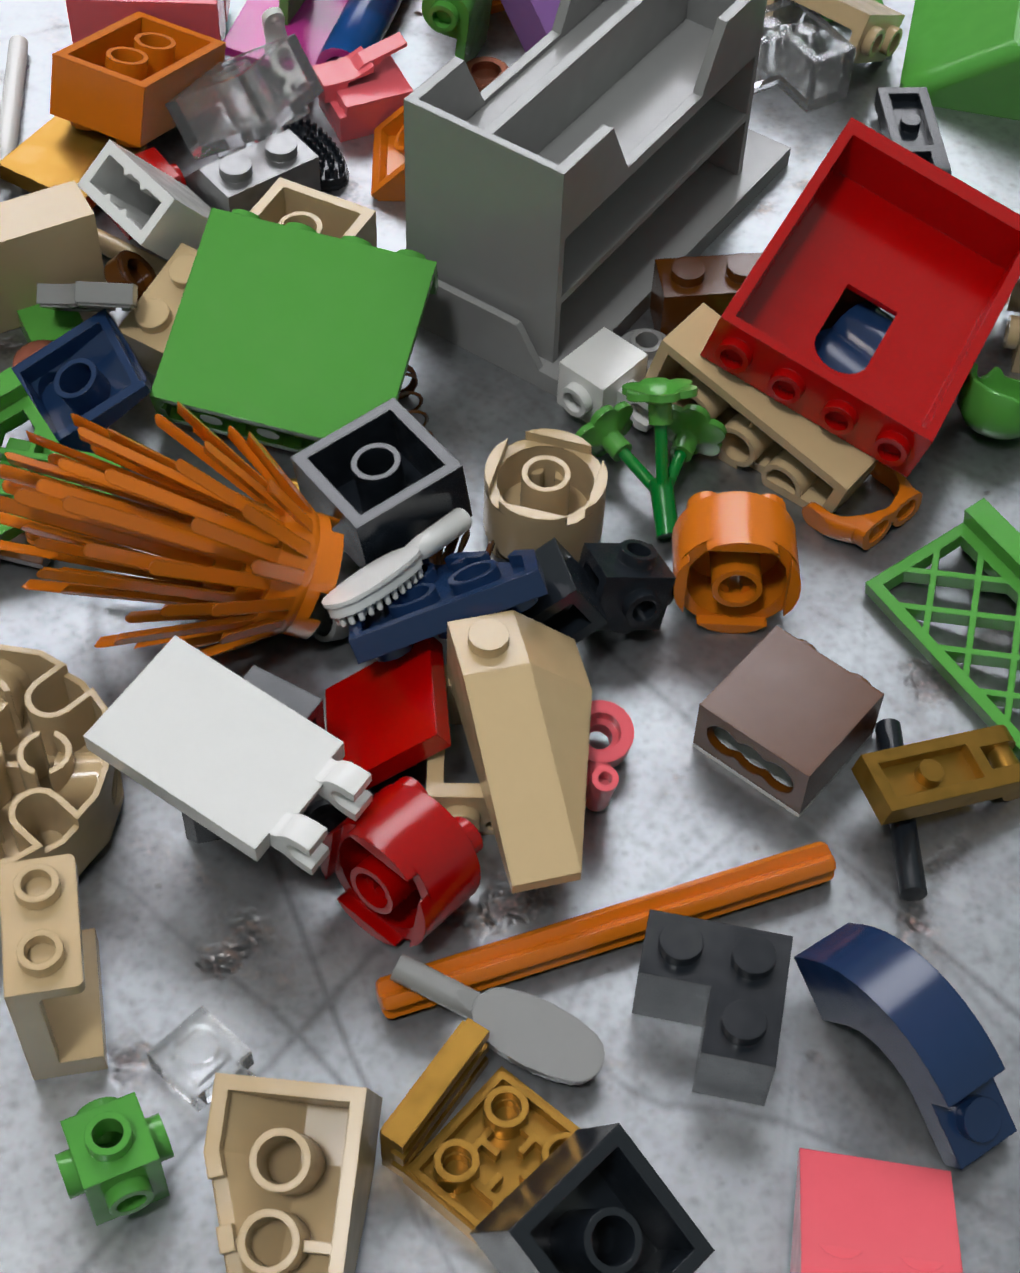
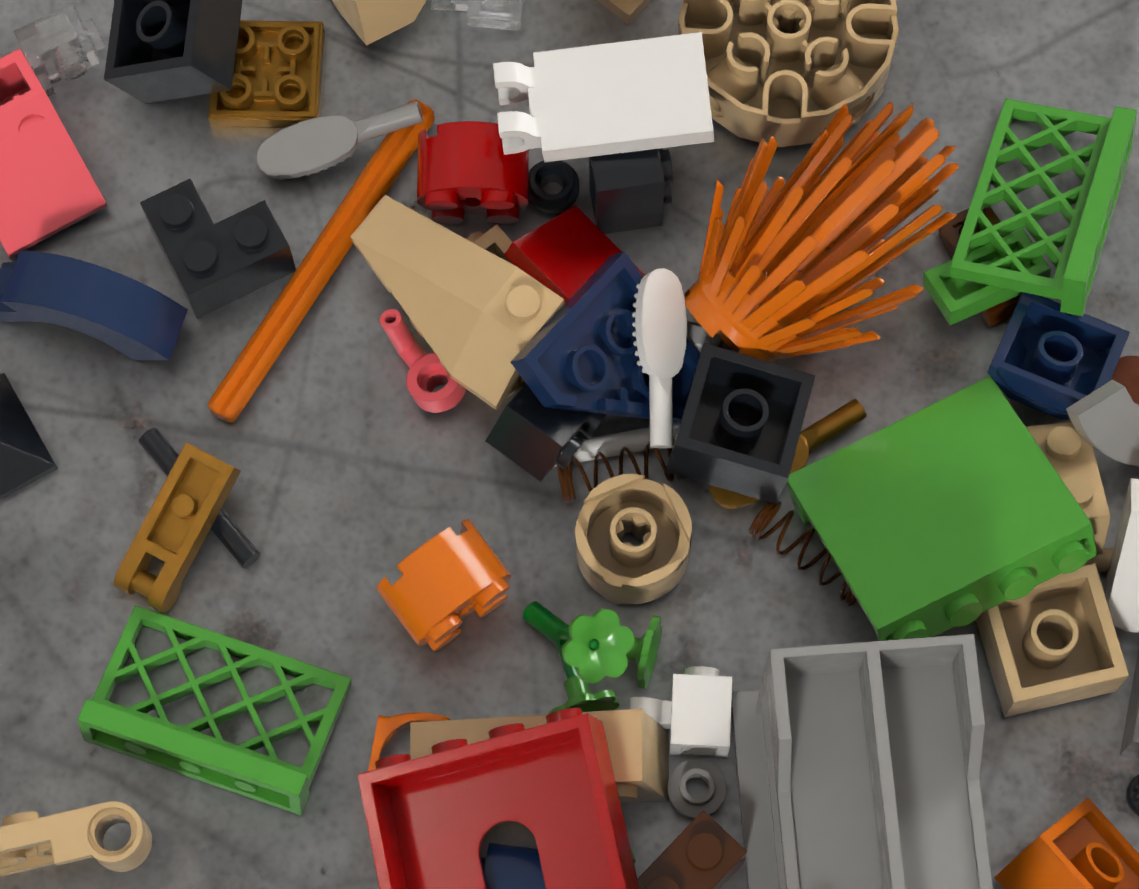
camera: 145 degrees right, 20 degrees up
(434, 1096) = (336, 62): pearl gold tile -> none
(630, 583) = (515, 486): black brick -> none
(787, 720) = (316, 492): piece -> none

